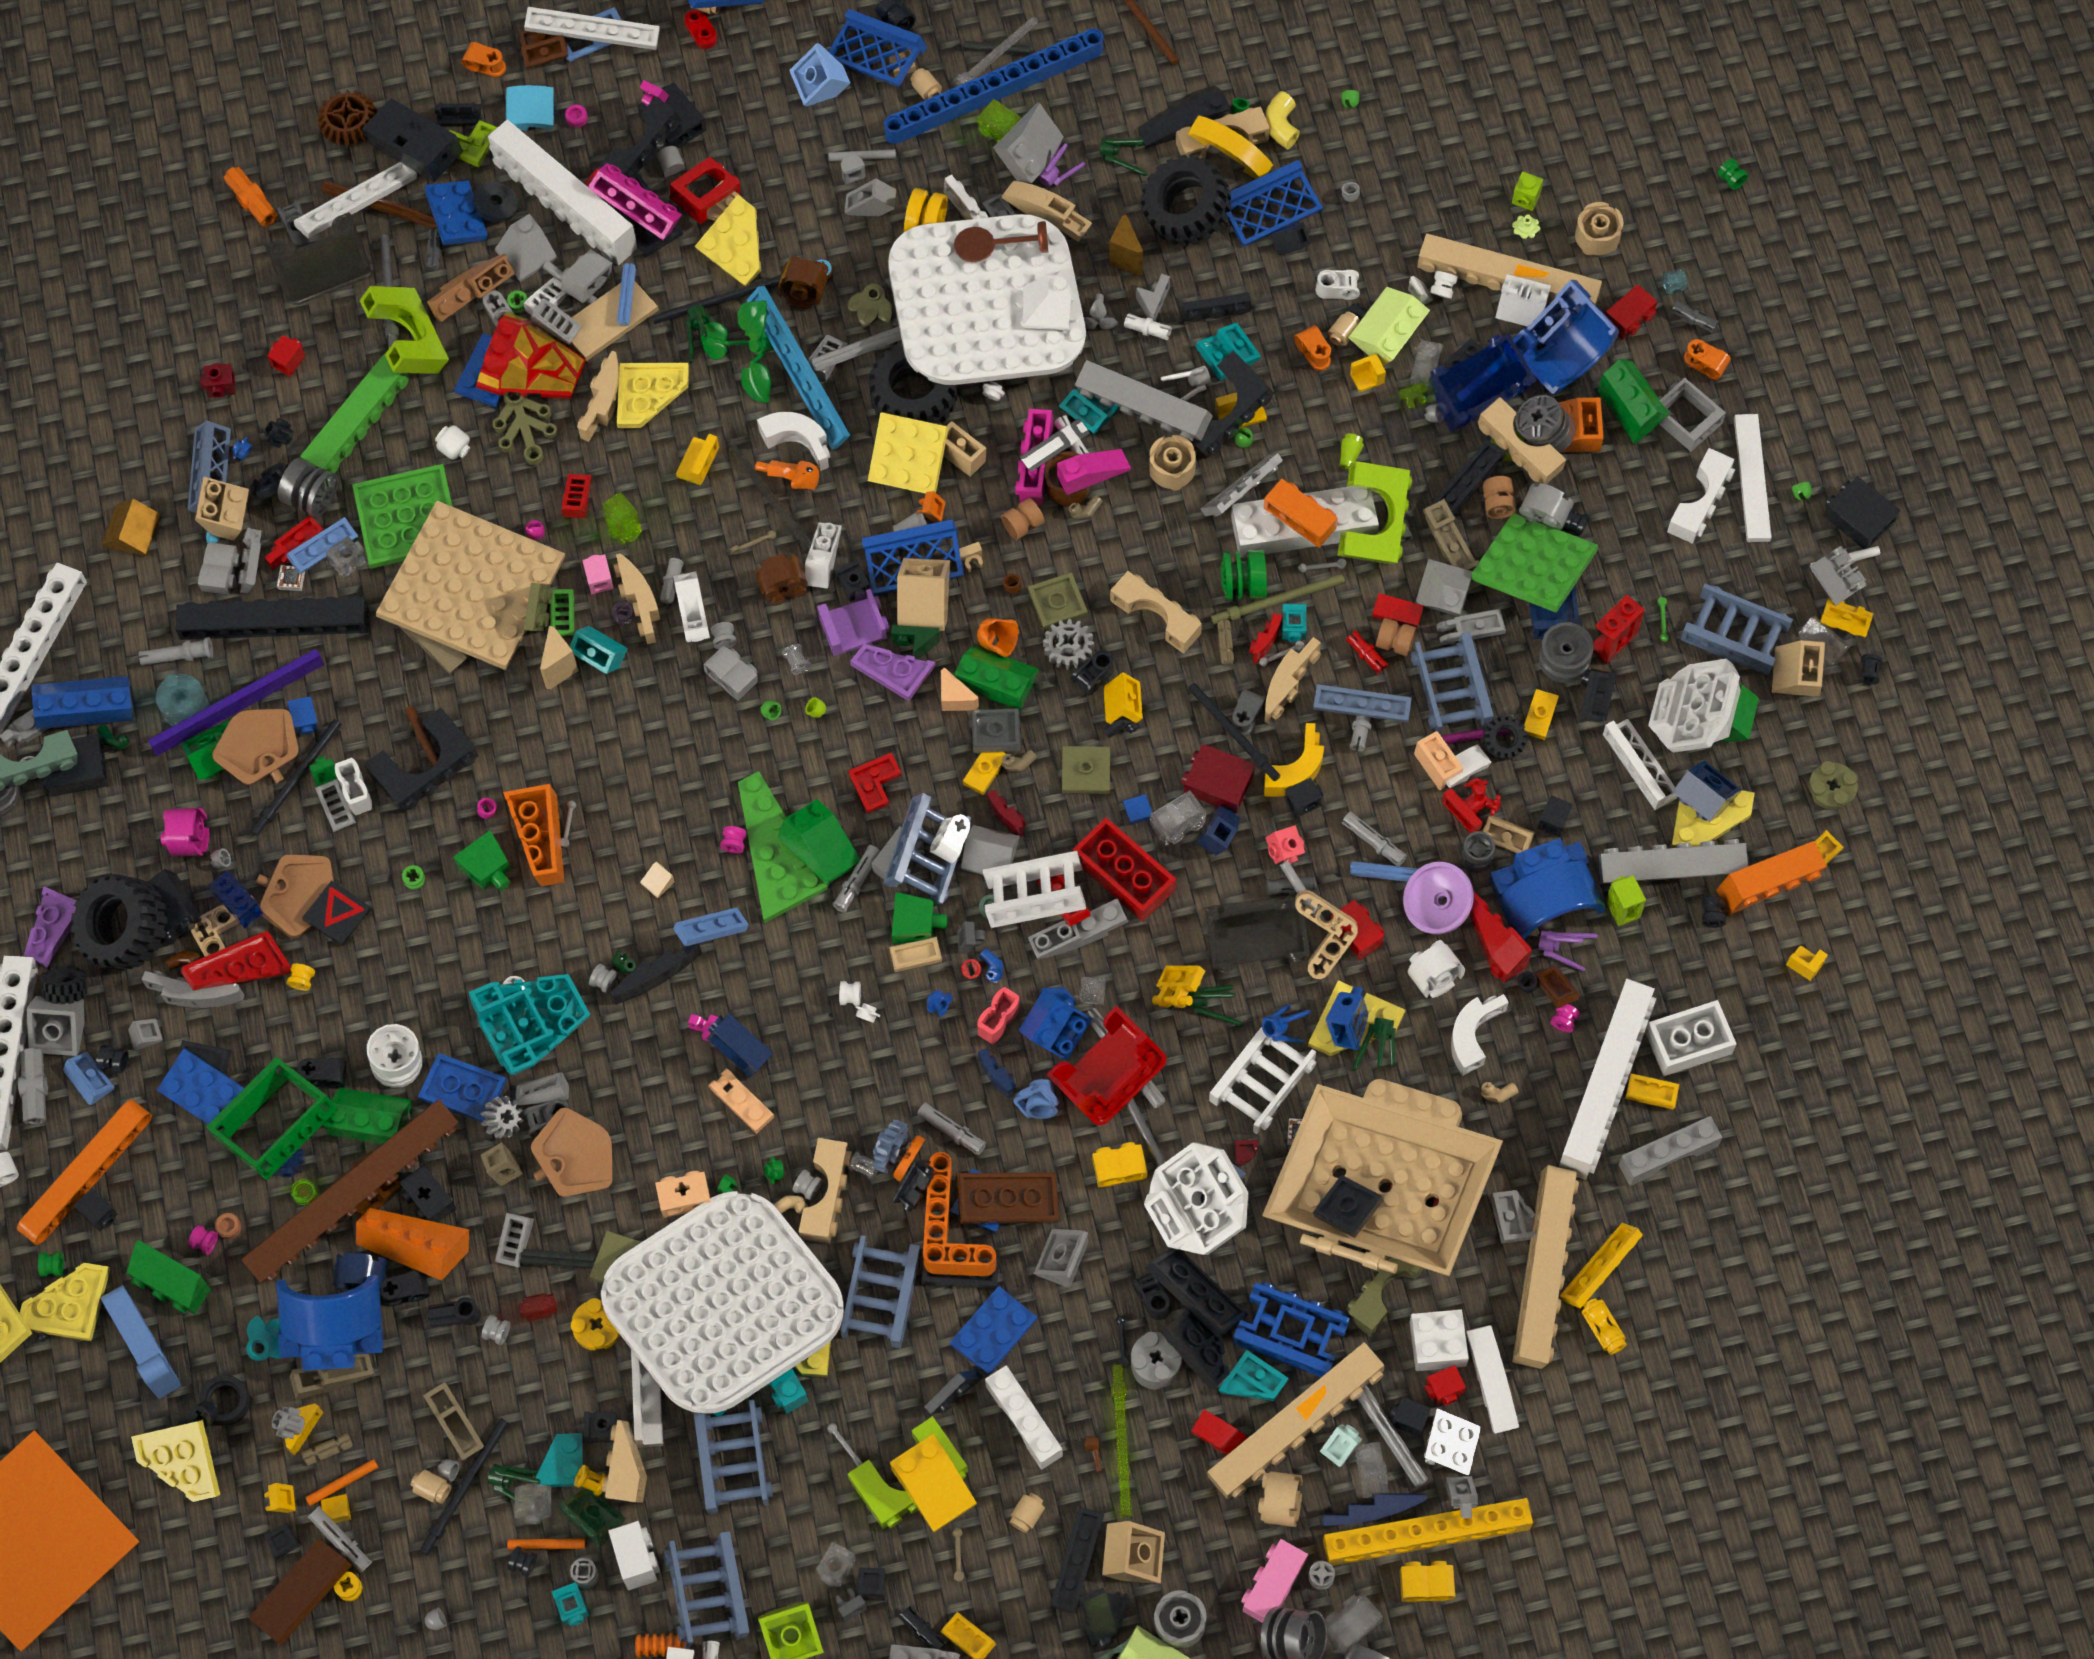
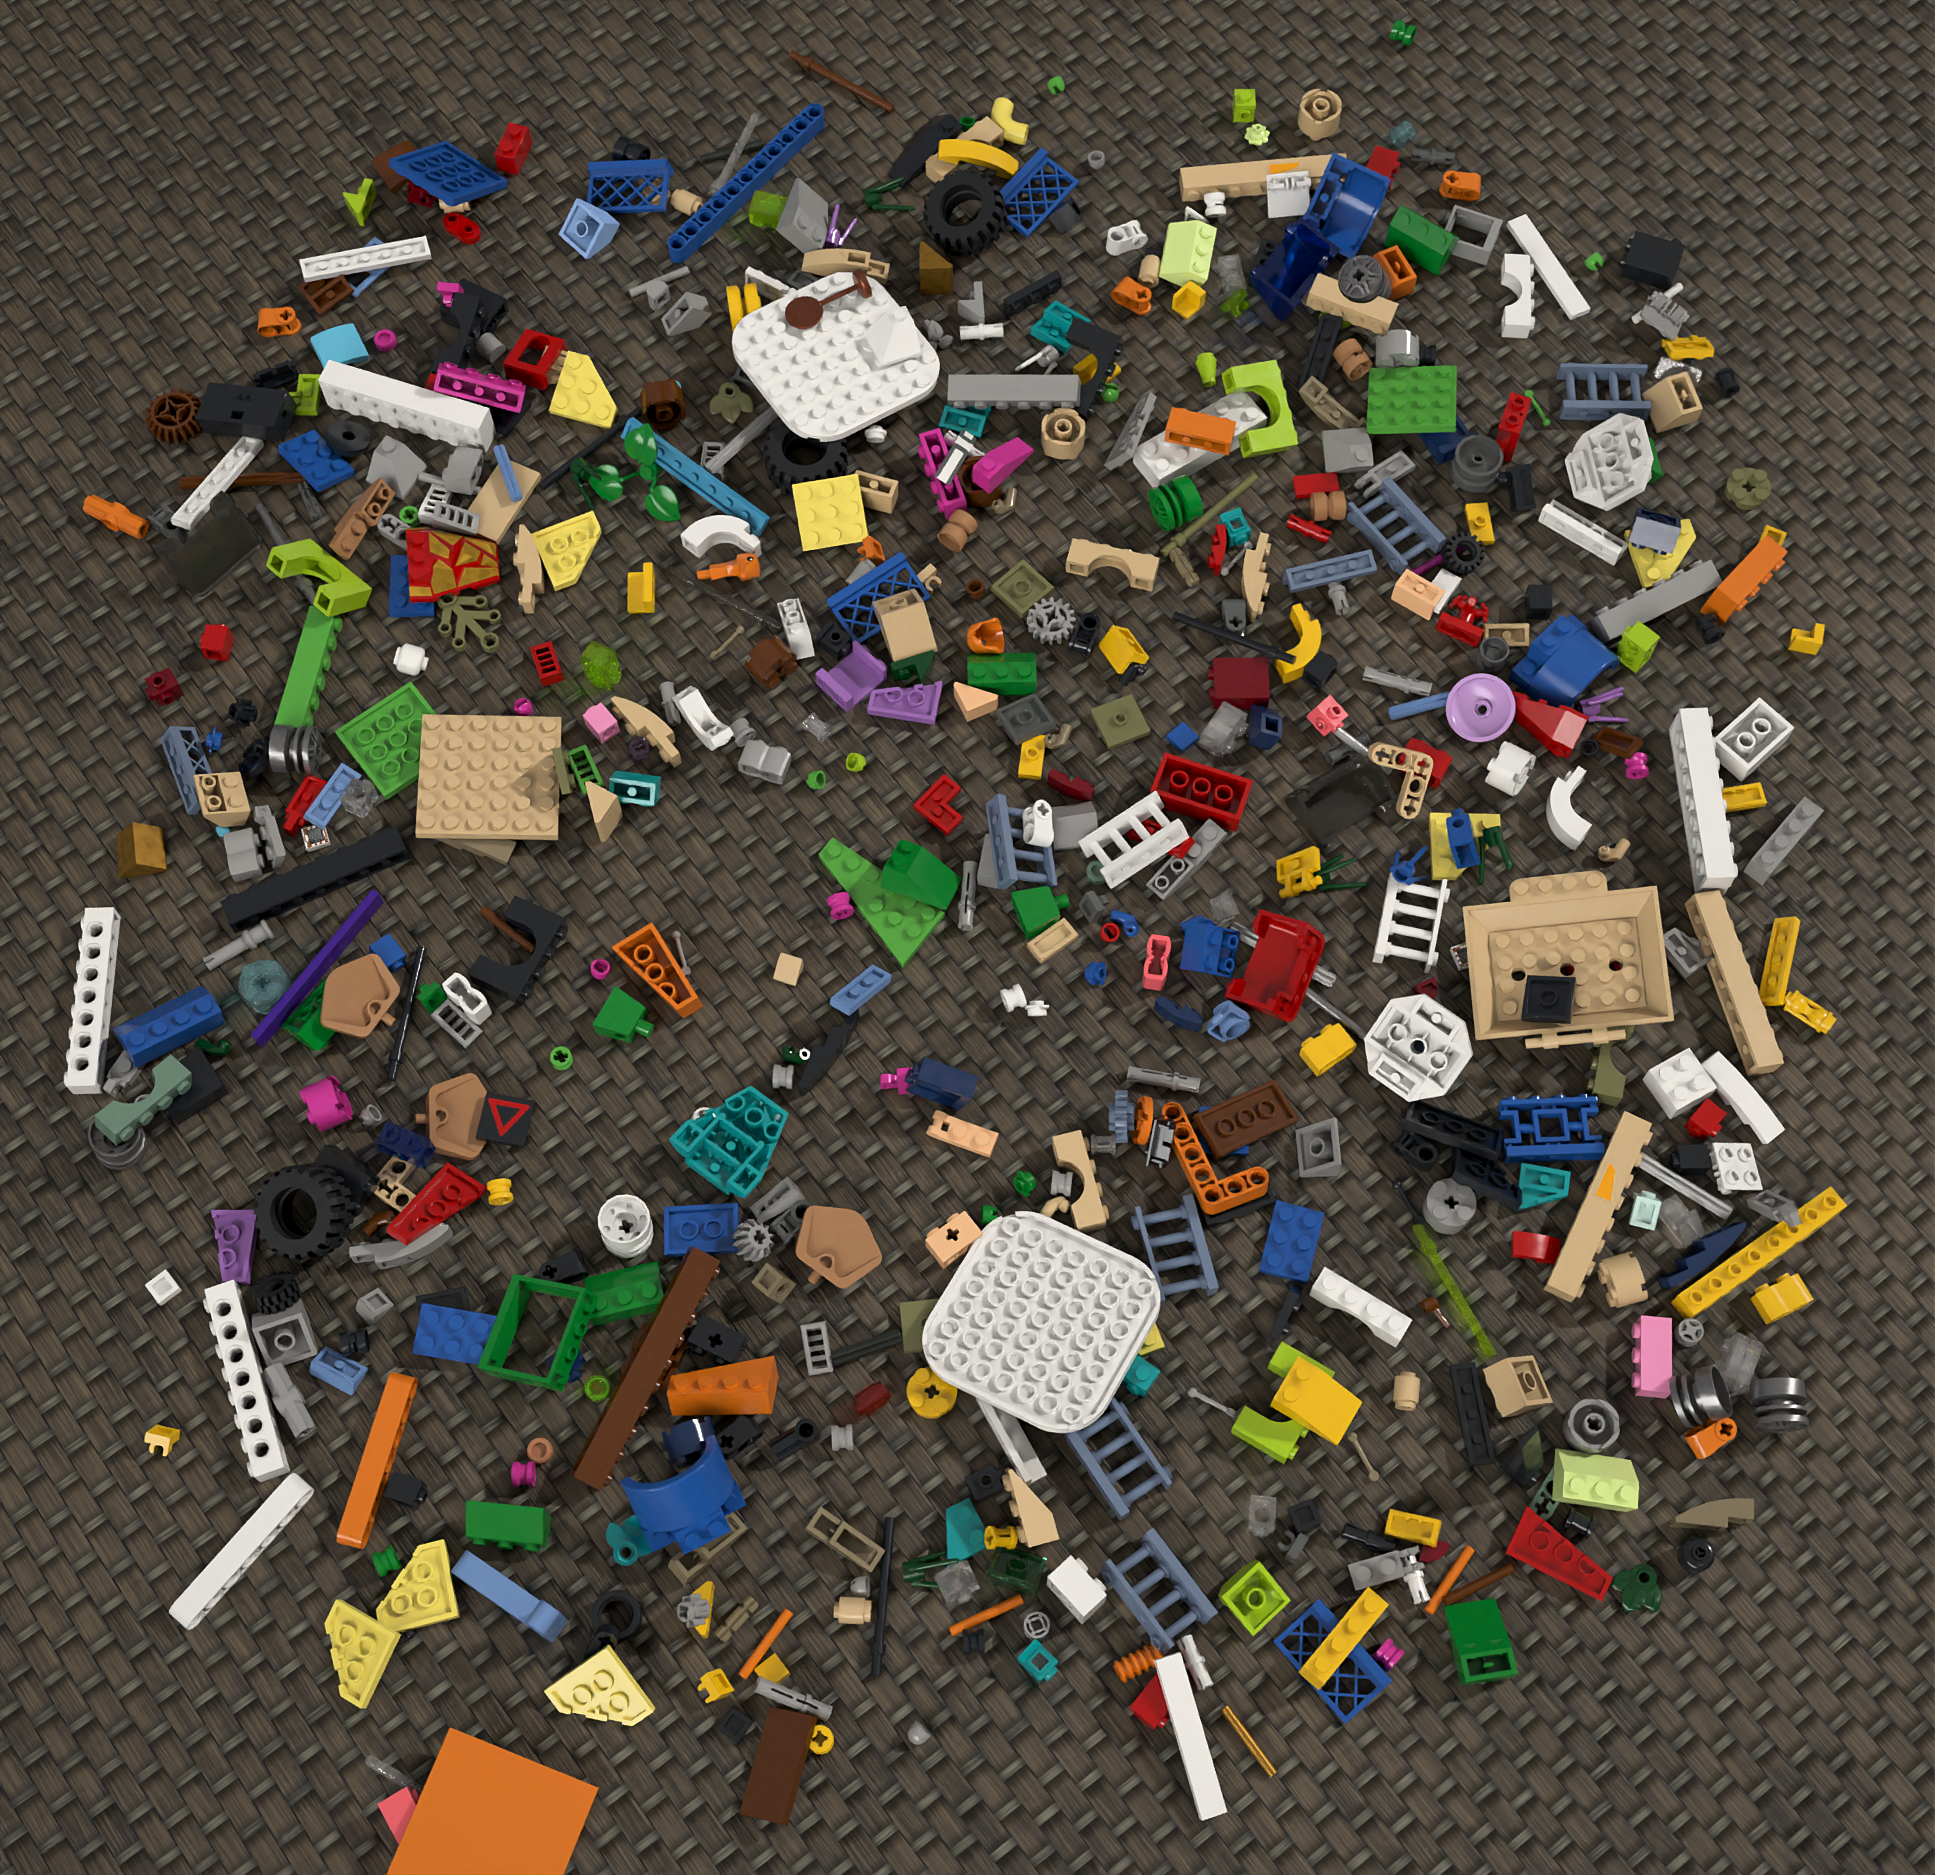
camera: 25 degrees left, 0 degrees up
(1340, 564) = (1246, 465): light grey hinge -> none
(1433, 413) = (1260, 312): light grey hinge -> none

